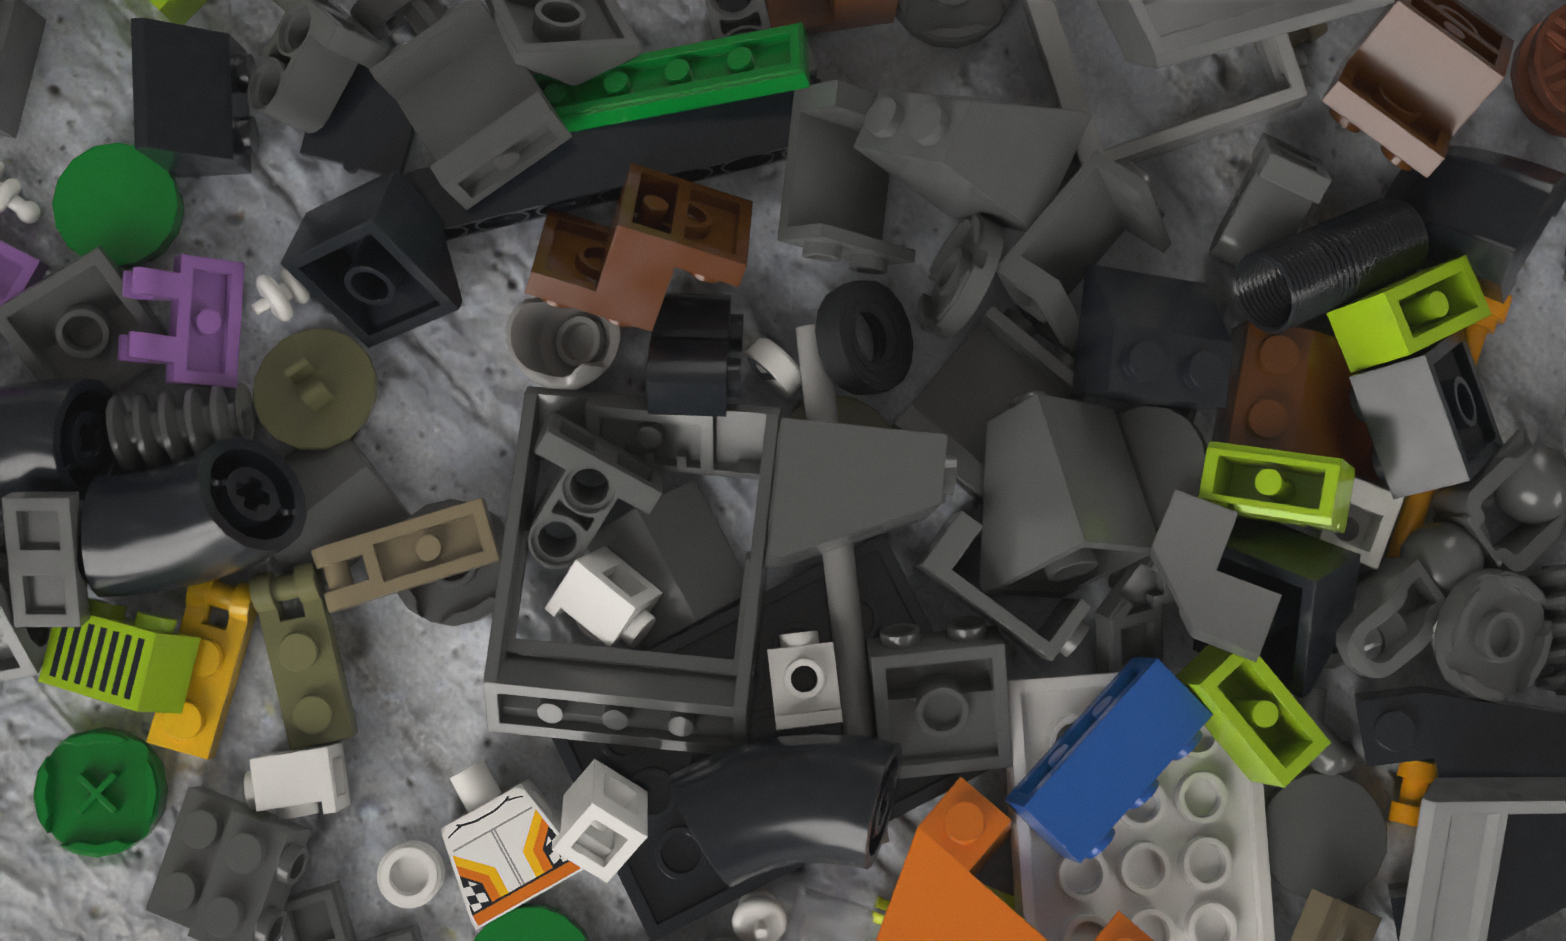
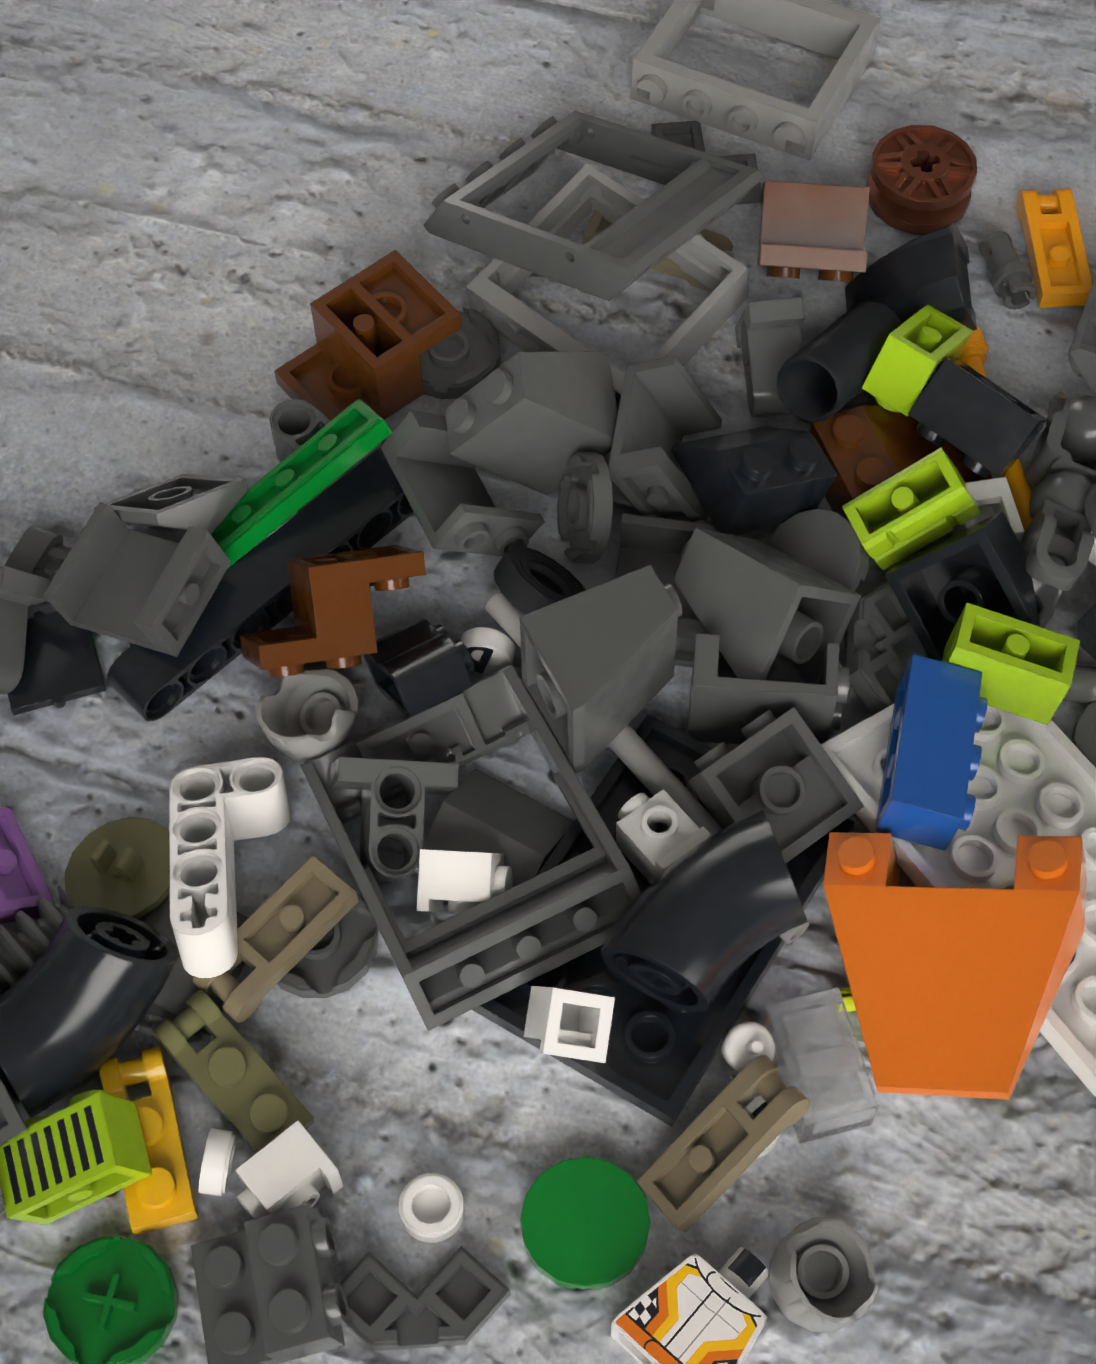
camera: 30 degrees left, 25 degrees down
(248, 728) = (217, 1162): none -> white tile
(277, 296) = (55, 811): white hair -> none
(376, 259) = (124, 734): black slope -> none
(387, 455) = (206, 815): none -> white beam
(502, 845) = (501, 1122): torso -> none
(1210, 603) = (925, 593): dark grey tile -> none

